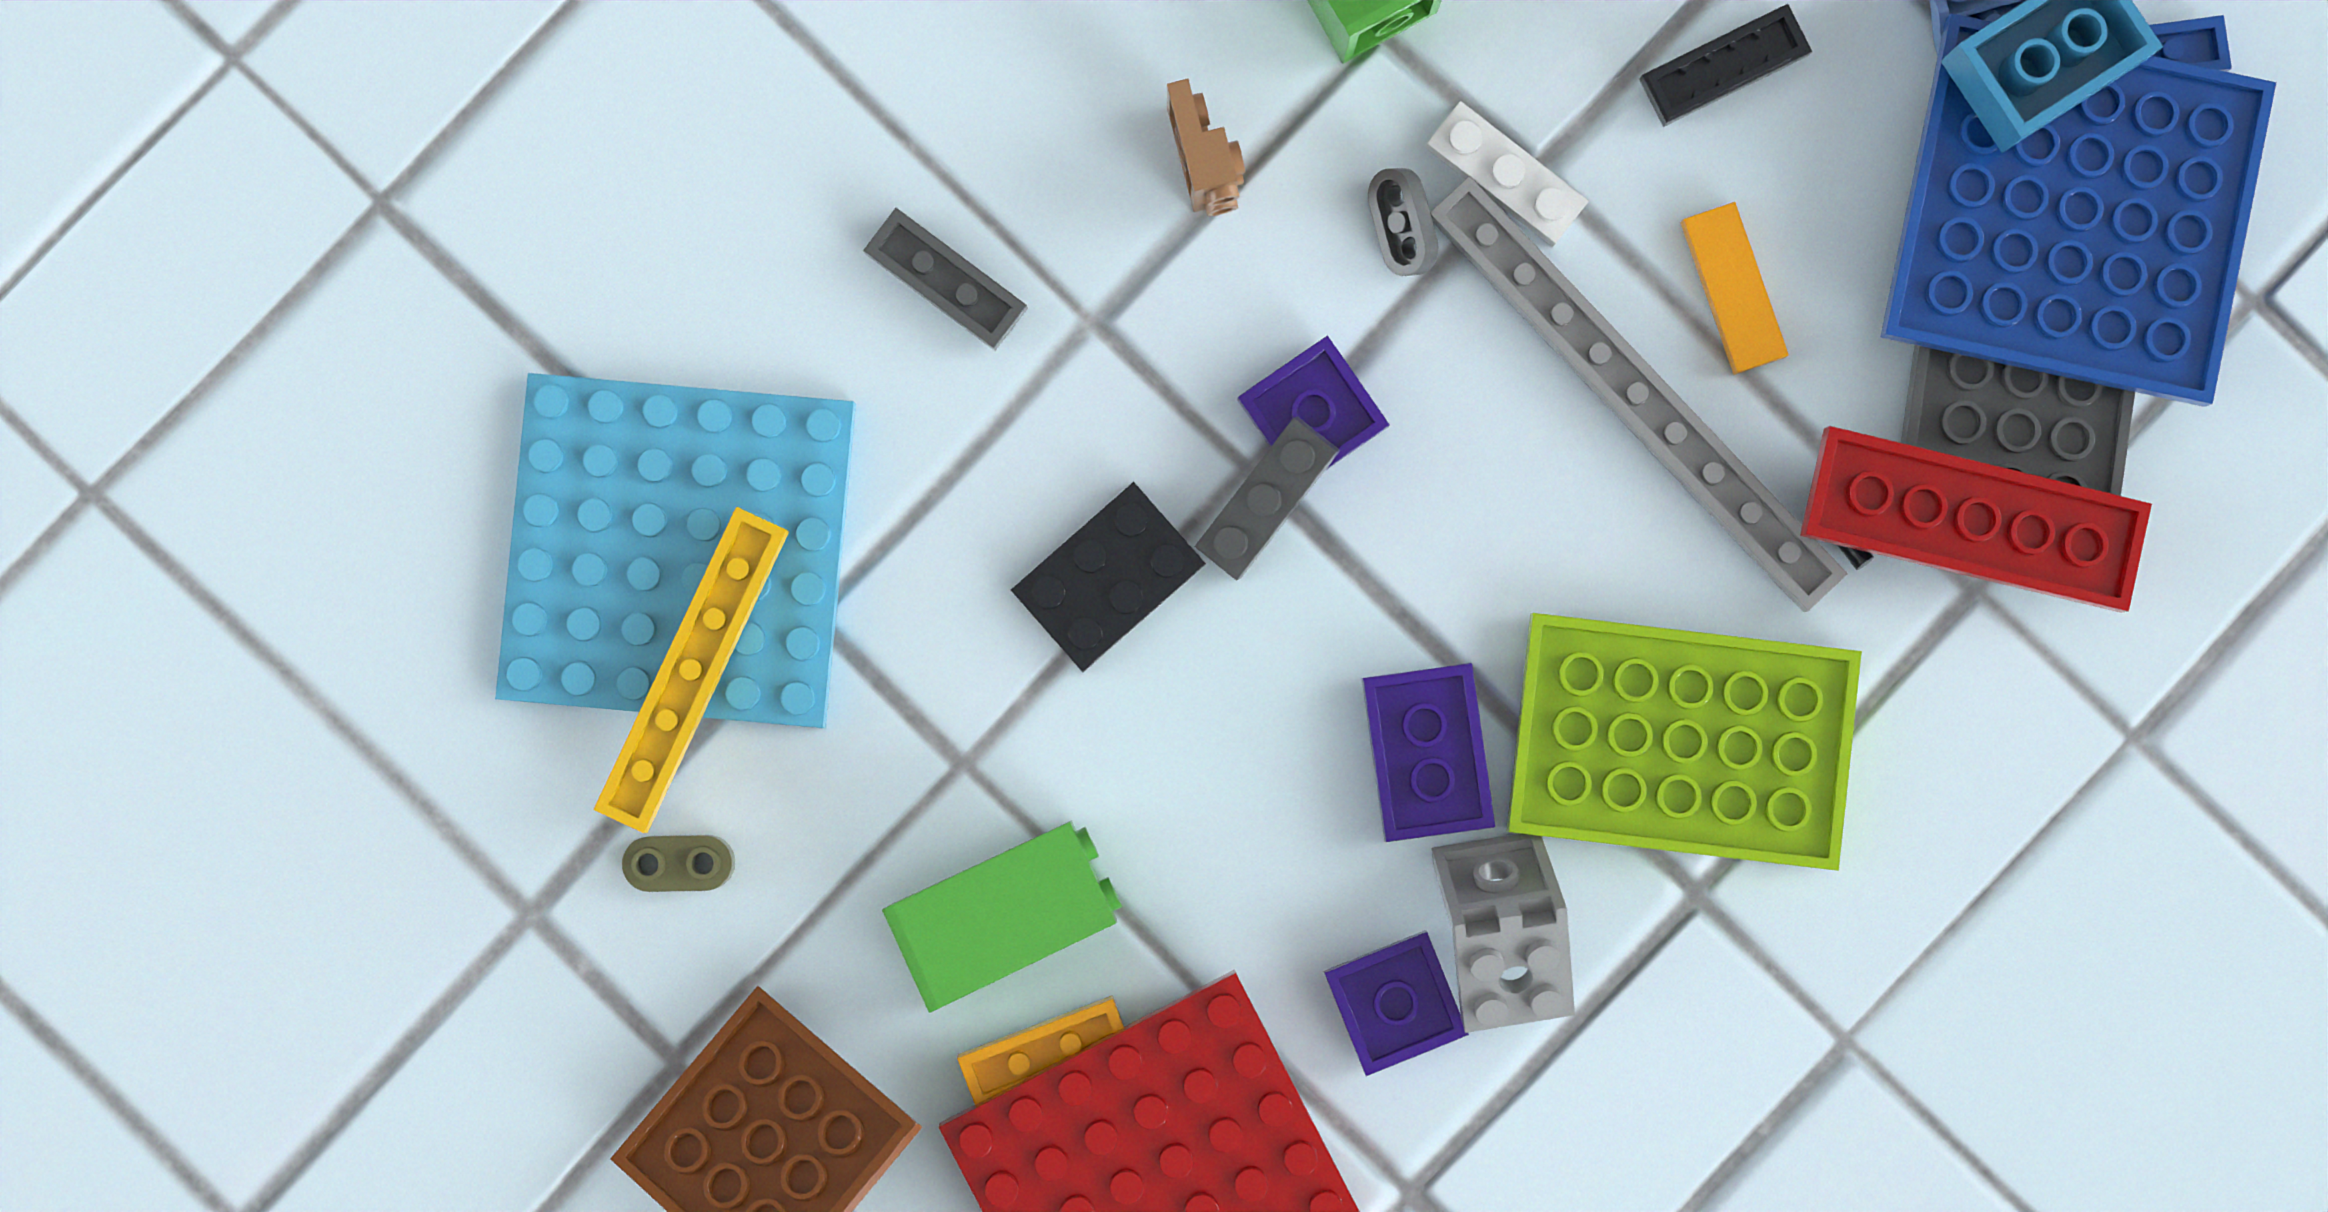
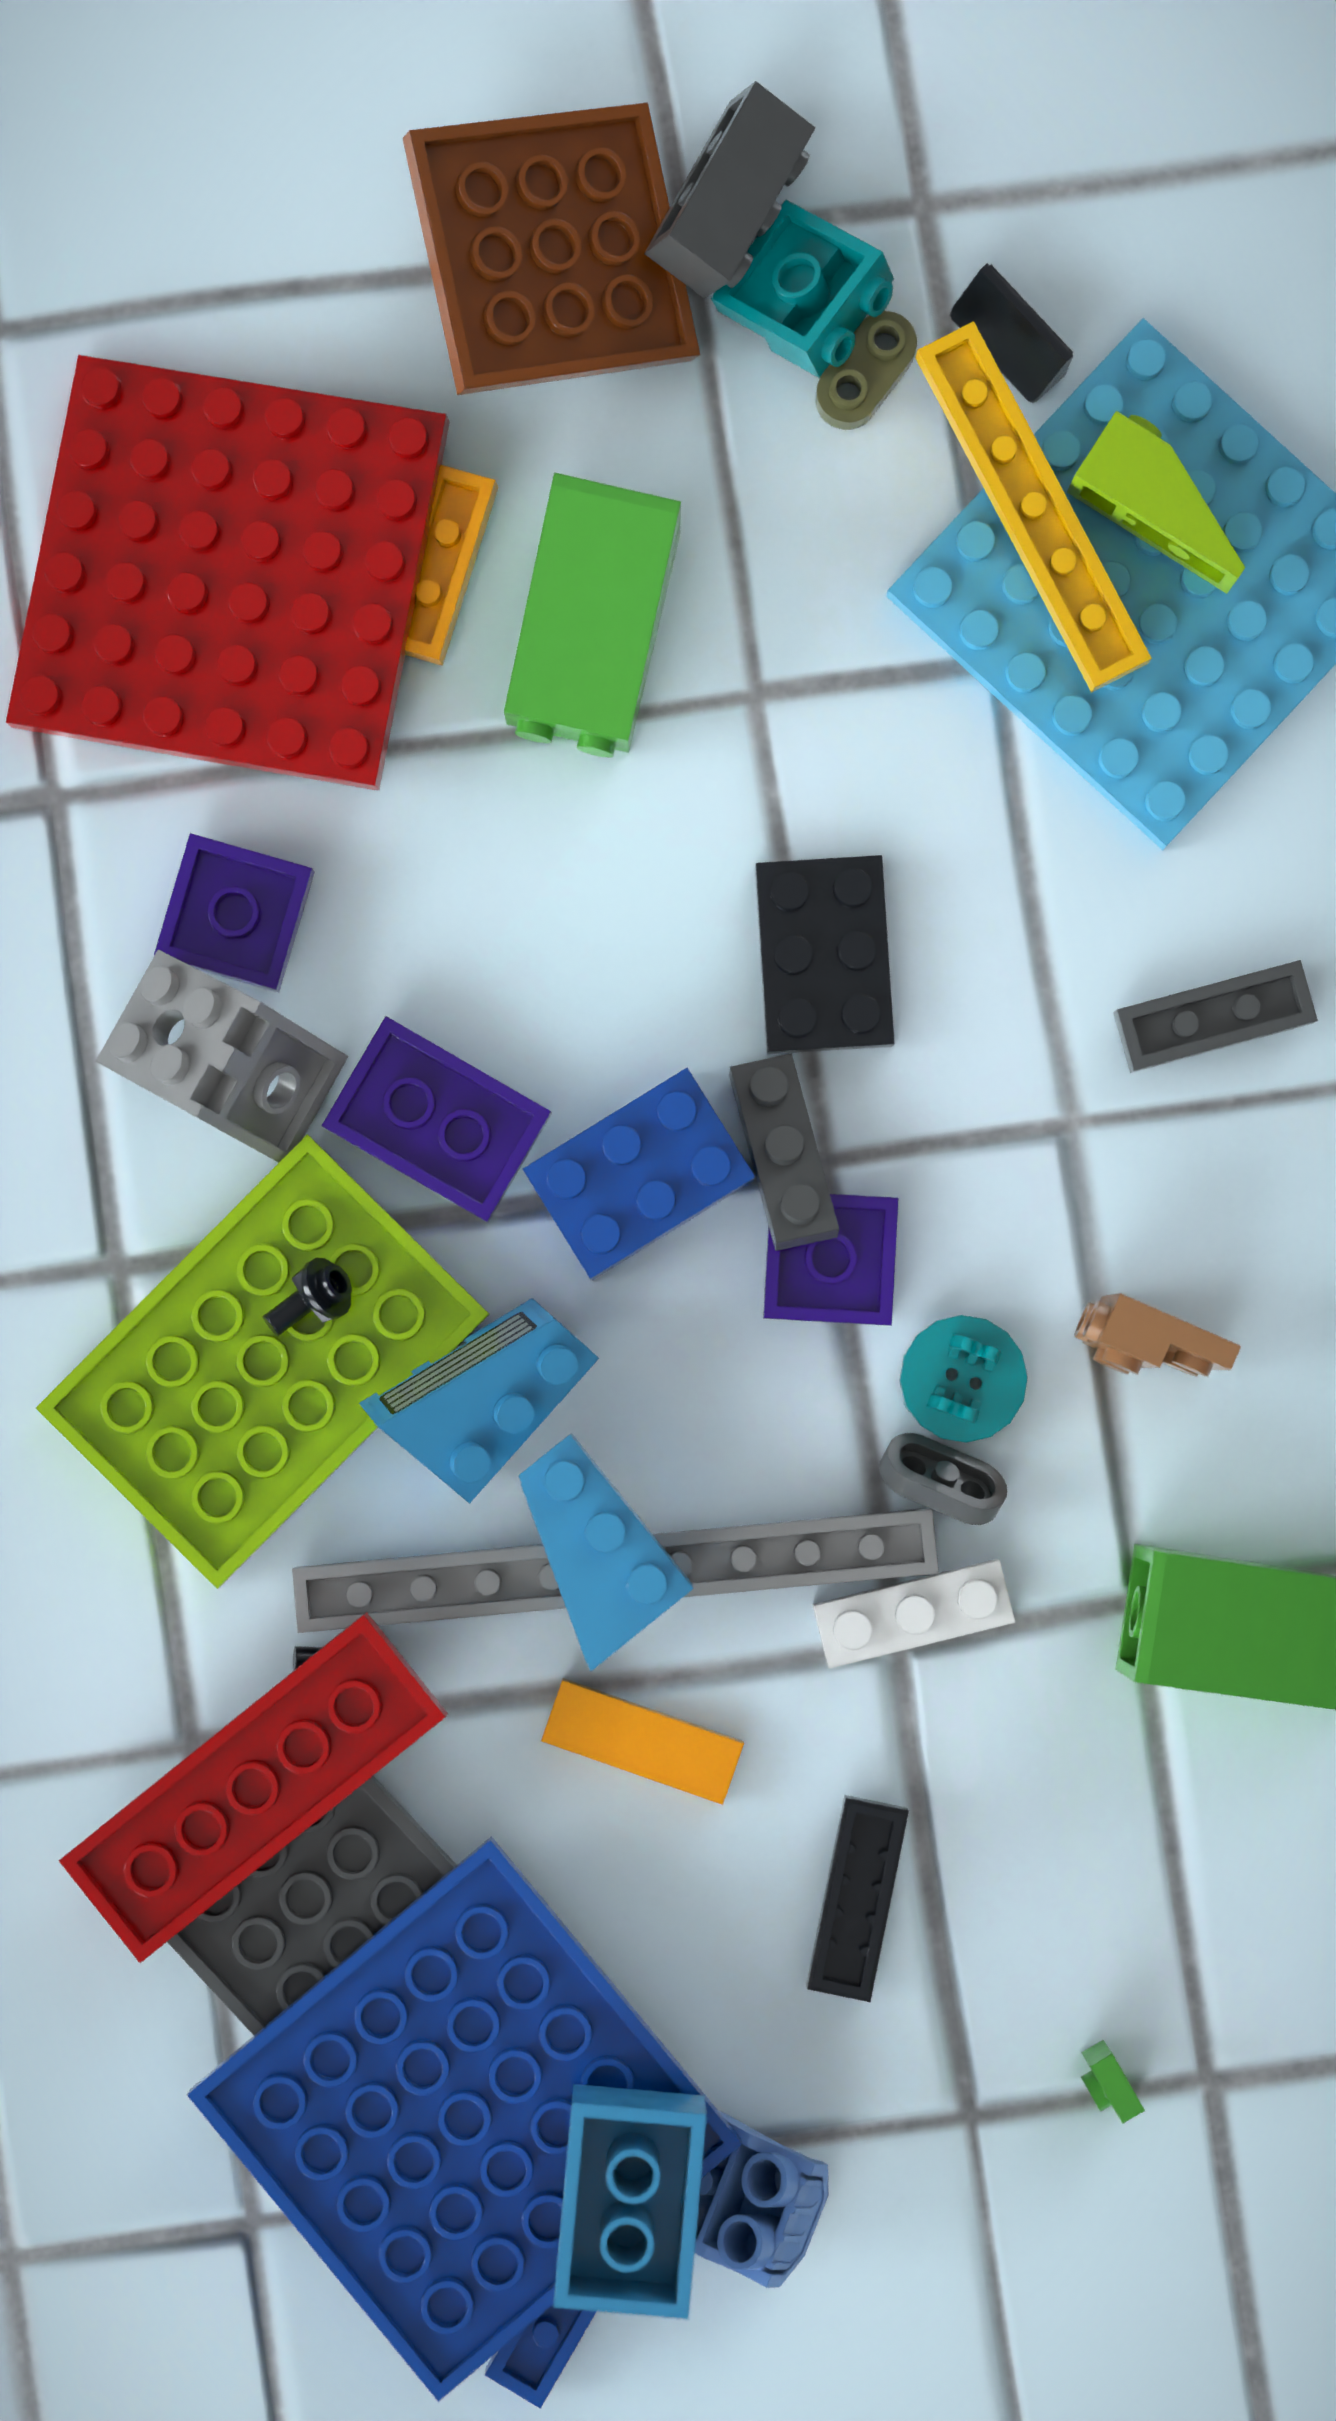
camera: 120 degrees right, 0 degrees up
(577, 780) = (1014, 333): none -> black slope
(620, 598) = (1147, 491): none -> lime slope
(627, 1050) = (732, 192): none -> dark grey brick
(655, 947) = (808, 289): none -> teal plate
(1298, 267) = (974, 1350): none -> teal plate
(1360, 584) = (639, 1174): none -> blue brick
(1593, 569) = (484, 1397): none -> dark azure wedge
(1607, 739) = (315, 1292): none -> black plate
(1635, 410) = (599, 1550): none -> dark azure wedge

